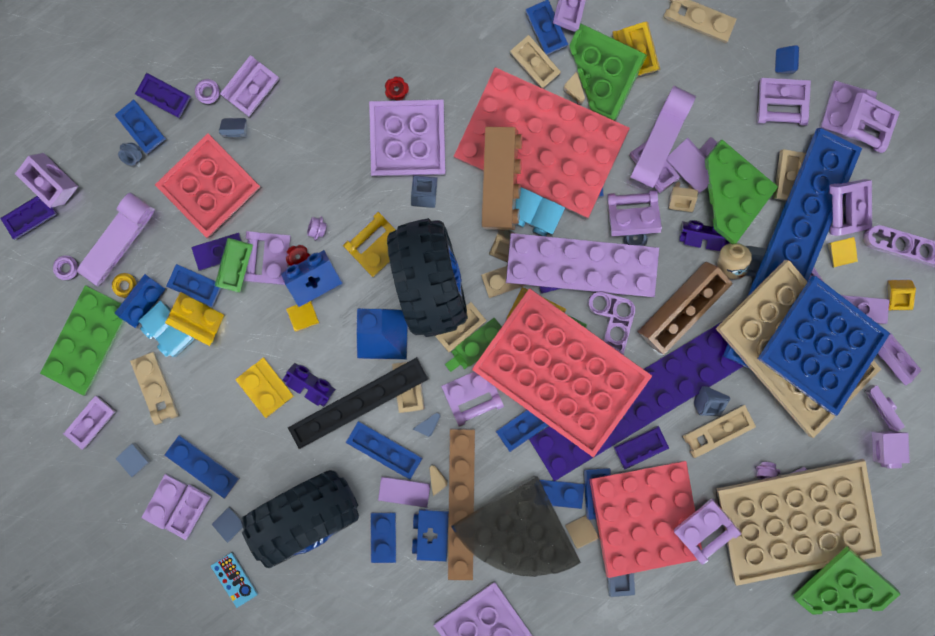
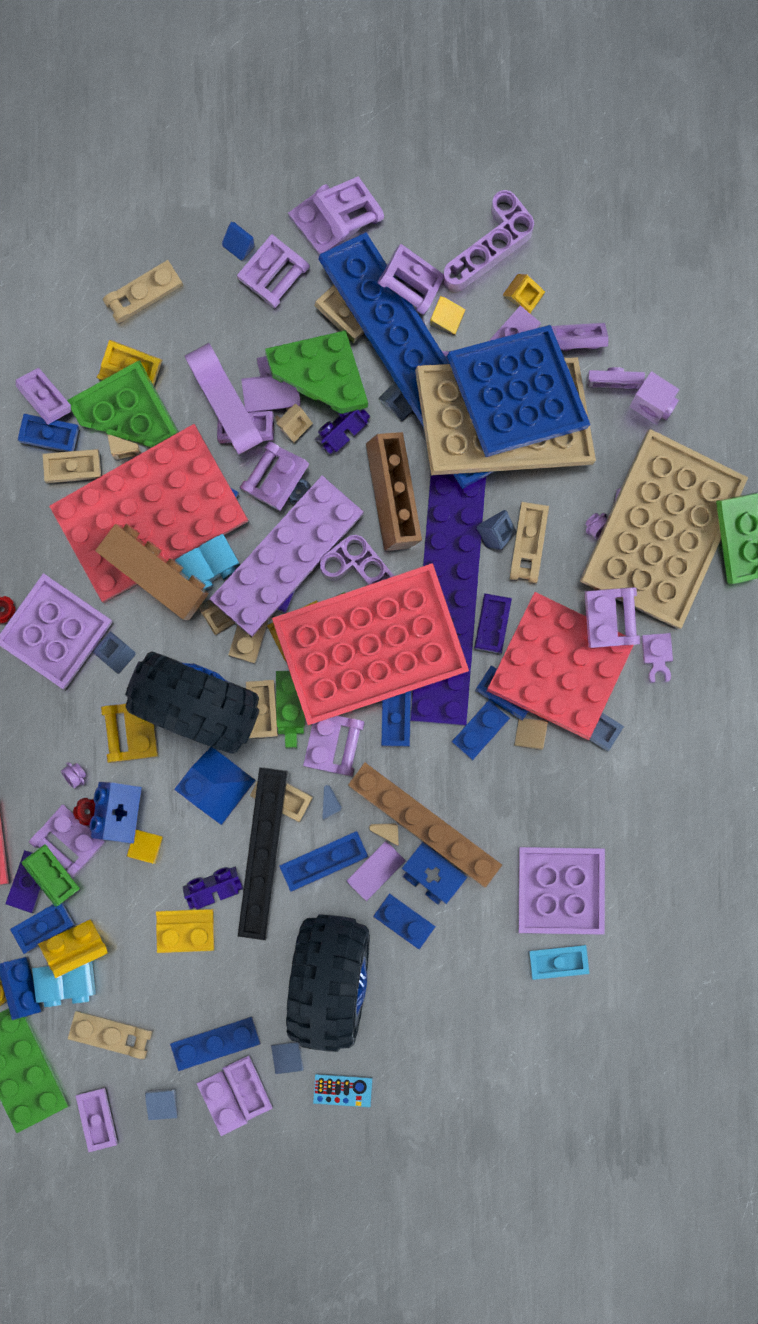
camera: 45 degrees left, 5 degrees down
(519, 533) = (489, 790): clear smoke plate -> none
(707, 579) = (657, 651): none -> lavender plate
(734, 260) = (383, 416): tan head -> none

